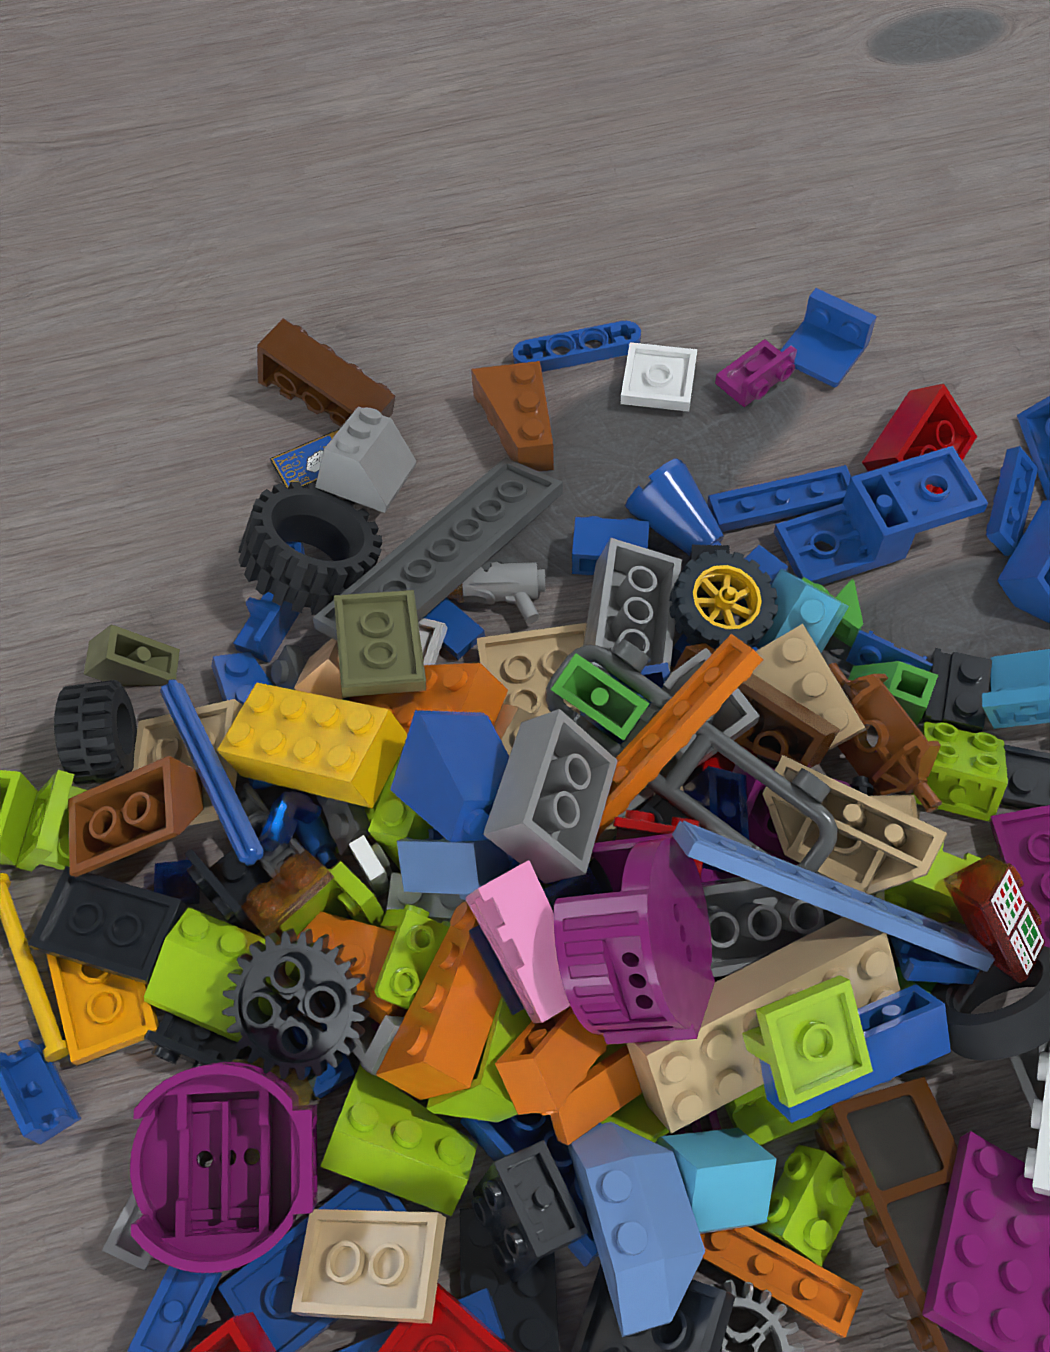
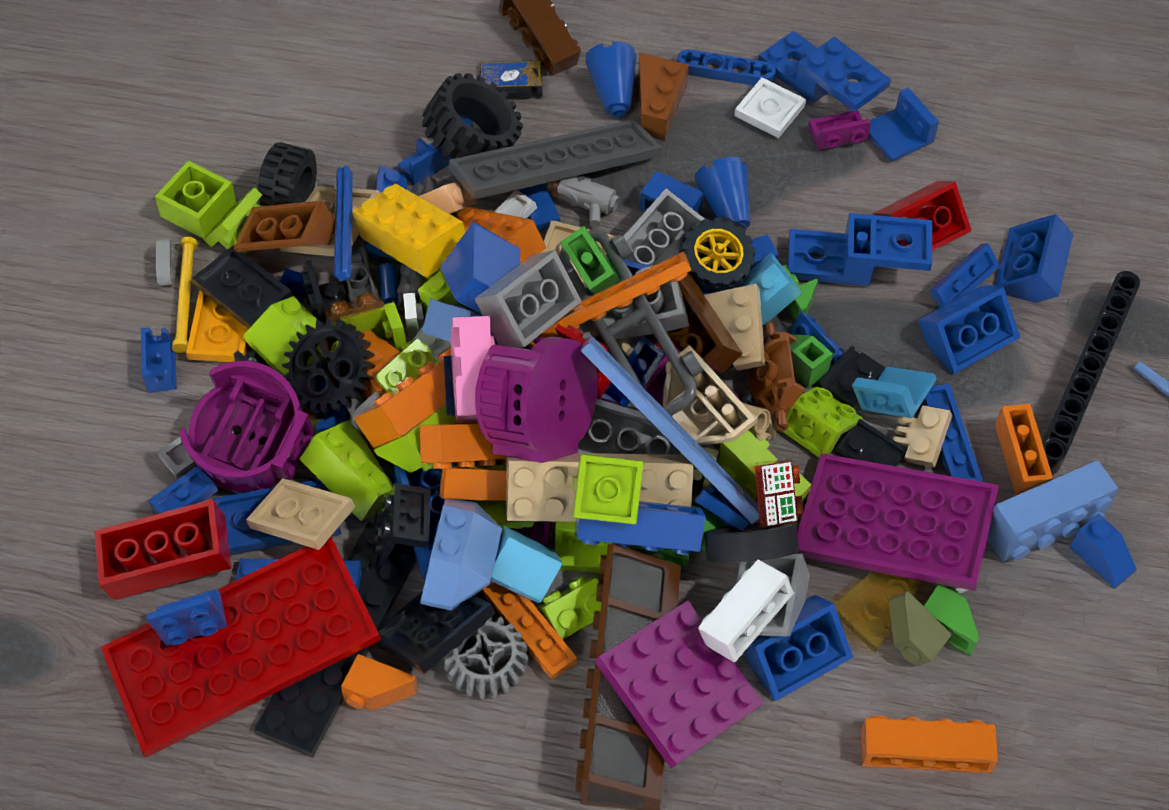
camera: 20 degrees right, 5 degrees down
(130, 658) = (329, 146): olive slope -> none
(280, 822) = (377, 266): clear blue bracket -> none
(366, 460) = (537, 83): light grey slope -> none
(379, 643) = (479, 187): olive tile -> none
(452, 412) = (613, 75): none -> blue cone
(706, 300) = (825, 70): none -> blue bracket
(779, 498) = (800, 214): blue plate -> none

